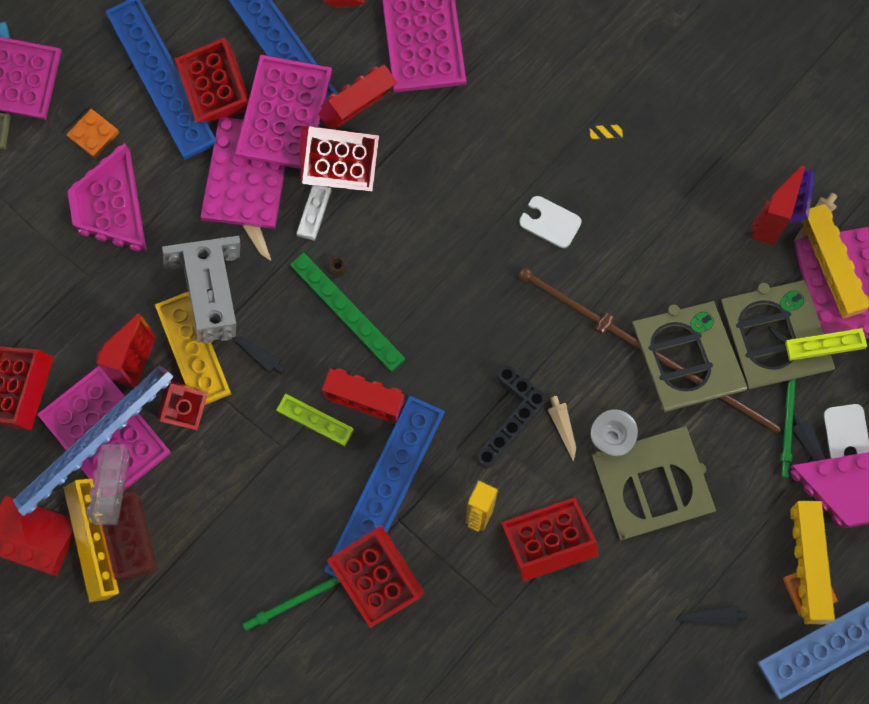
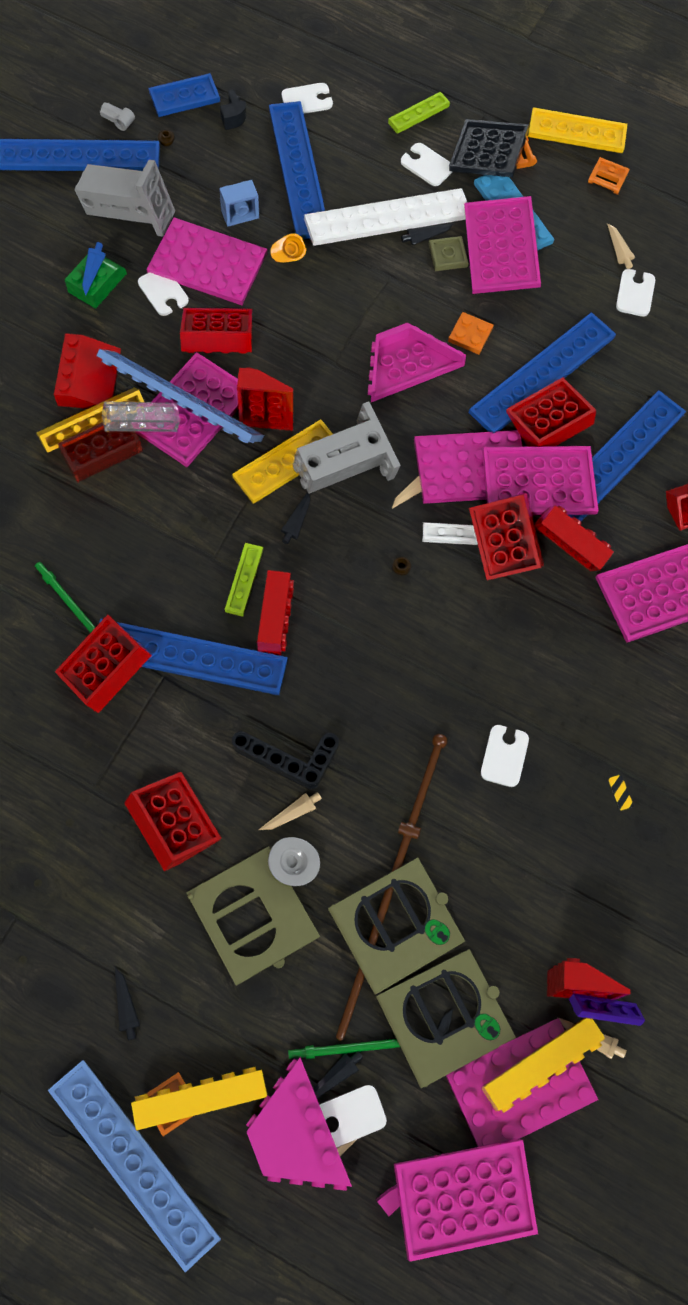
camera: 70 degrees right, 5 degrees down
(181, 405) = (229, 461): red slope -> none
(347, 312) = (357, 586): green plate -> none
(480, 506) = (177, 731): yellow brick -> none
(826, 344) = (444, 1071): neon yellow plate -> none

